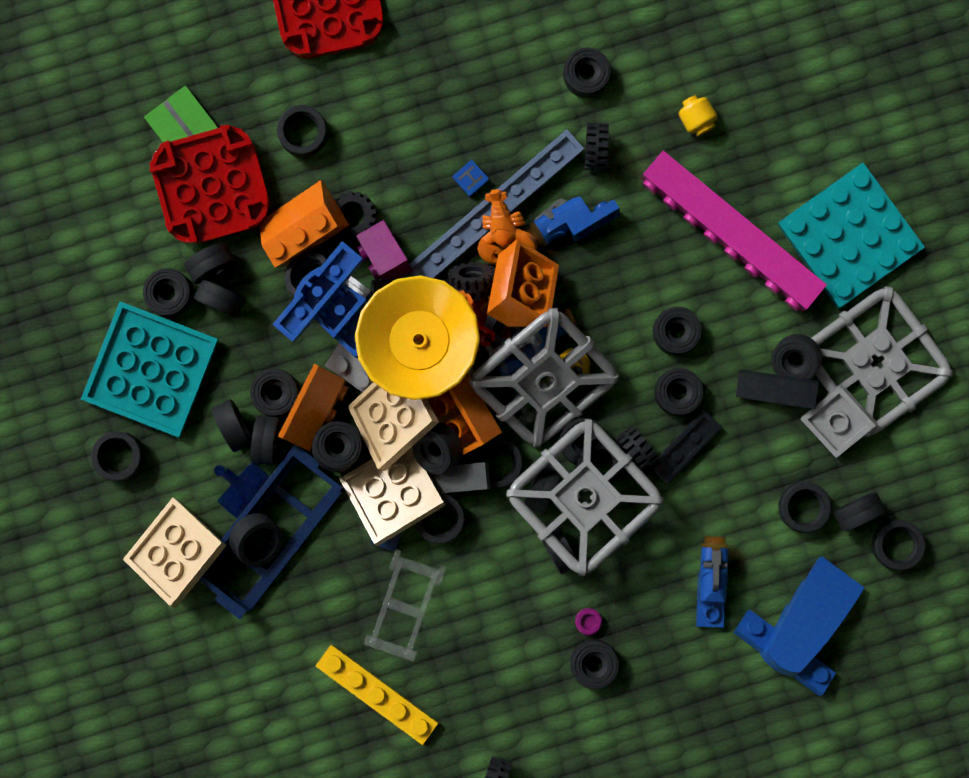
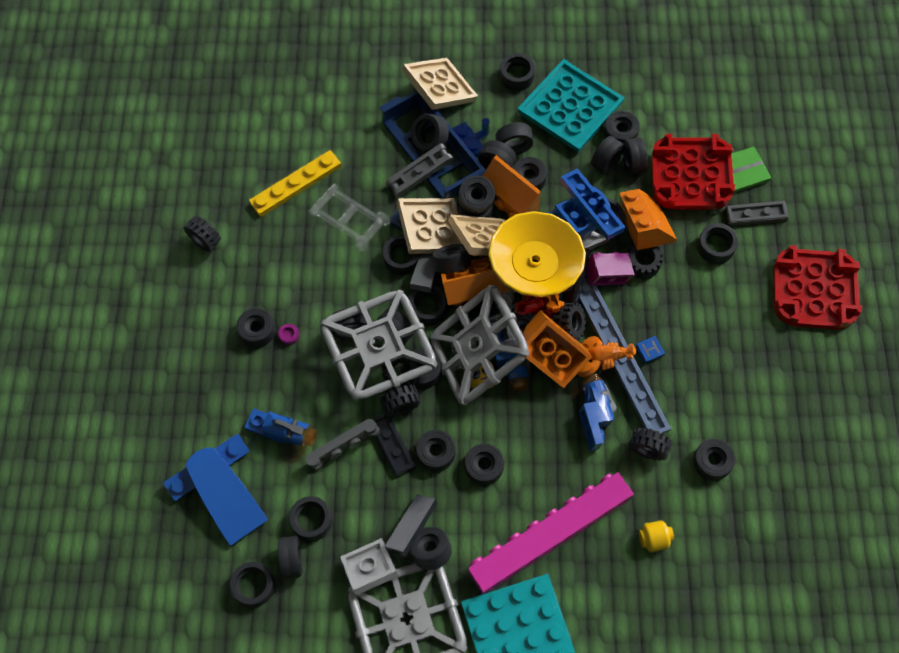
camera: 110 degrees right, 20 degrees down
(241, 93) = (756, 213): none -> dark grey tile
(314, 535) = (419, 170): none -> dark grey plate
(718, 508) = (336, 446): none -> dark grey plate

